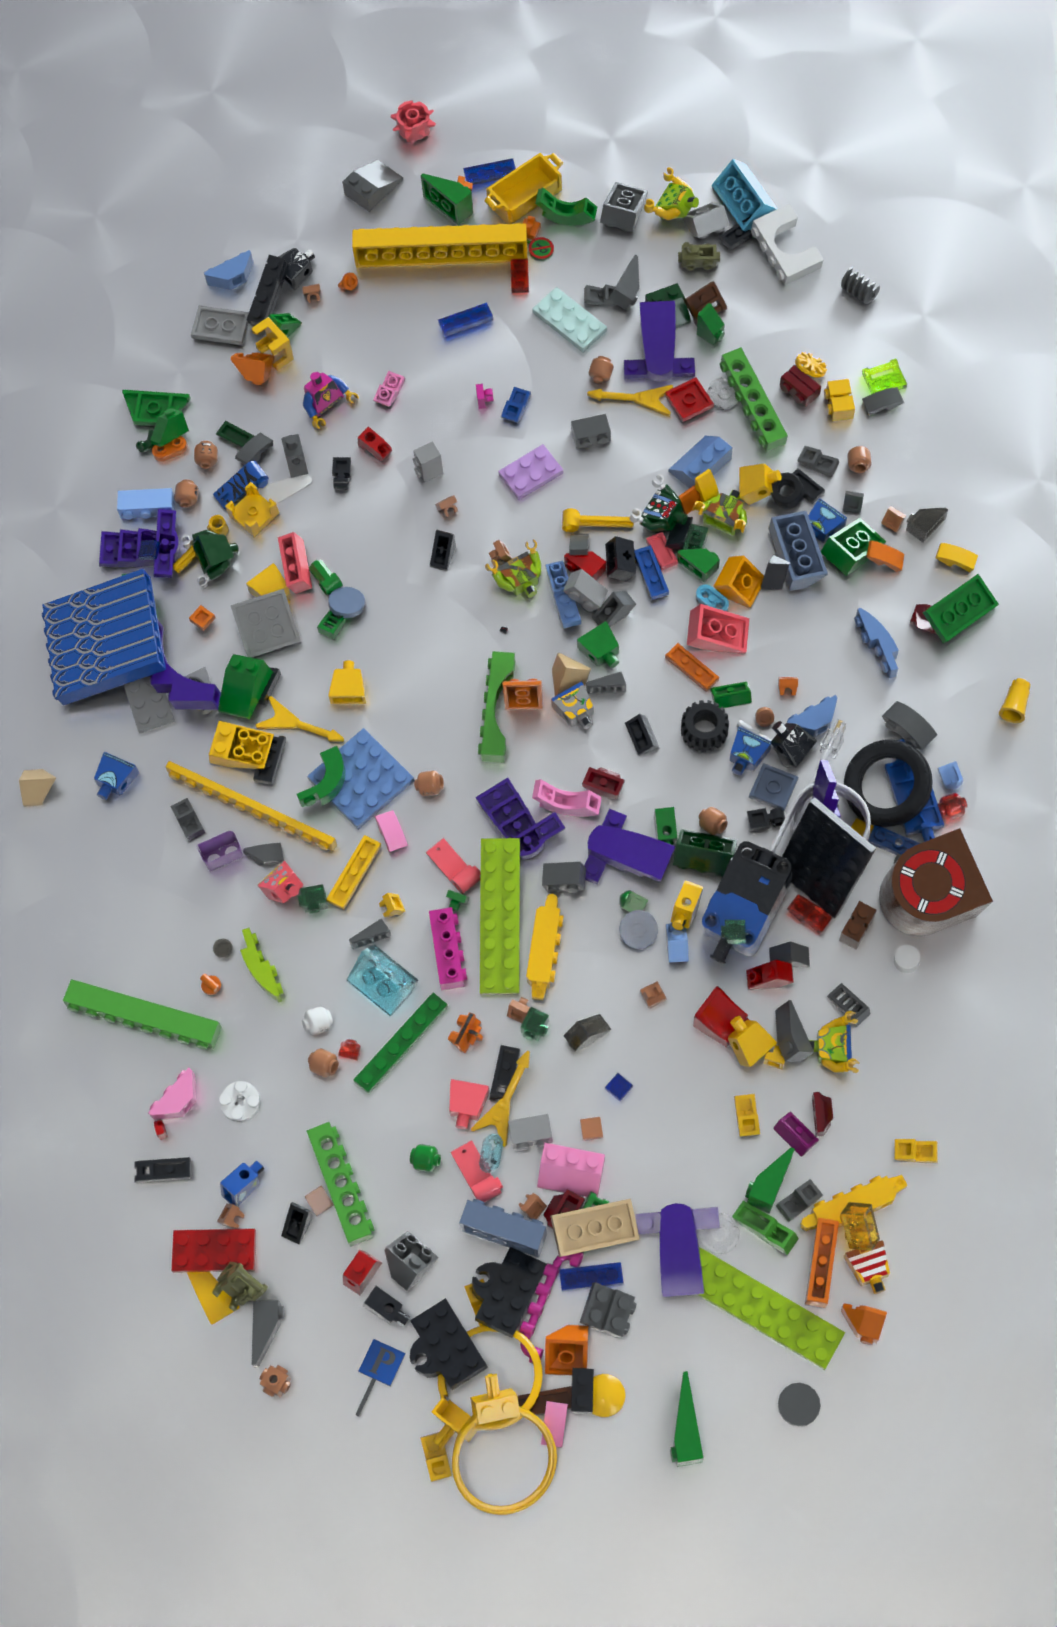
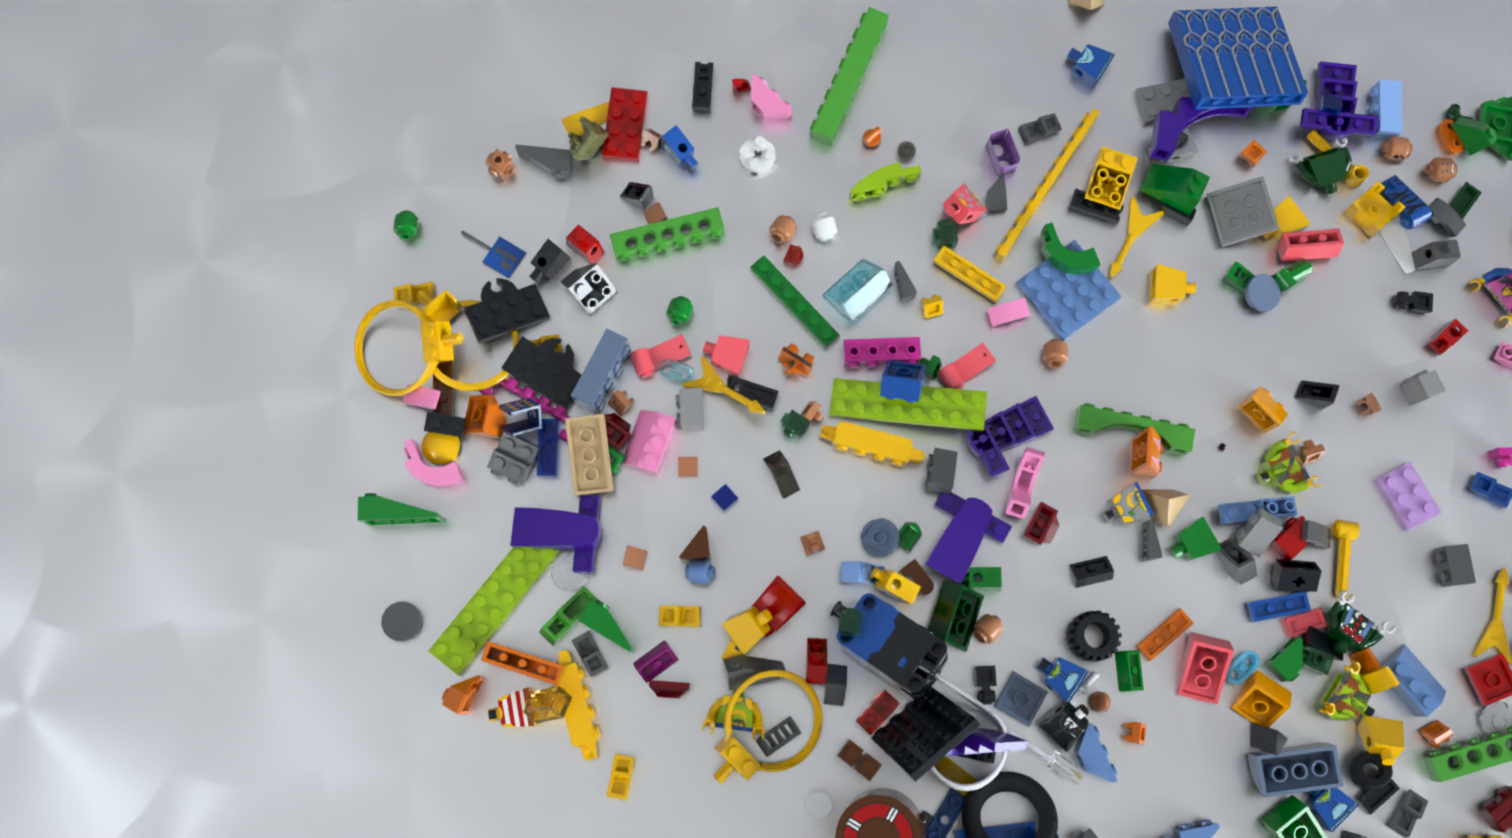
camera: 90 degrees right, 10 degrees up
(356, 1478) = (406, 225): none -> green head
(464, 594) = (1263, 409): none -> light orange slope
(479, 918) = (902, 381): none -> blue slope
(568, 1302) = (524, 426): none -> dark blue piece
(640, 1396) = (440, 477): none -> bright pink arch
(670, 891) = (918, 576): none -> reddish brown leg
(676, 1101) = (697, 548): none -> reddish brown slope
(694, 1169) = (634, 557): none -> nougat slope
(699, 1099) = (699, 572): none -> medium blue head
(744, 441) = (1436, 733): none -> orange tile
(878, 1033) = (739, 758): none -> yellow brick

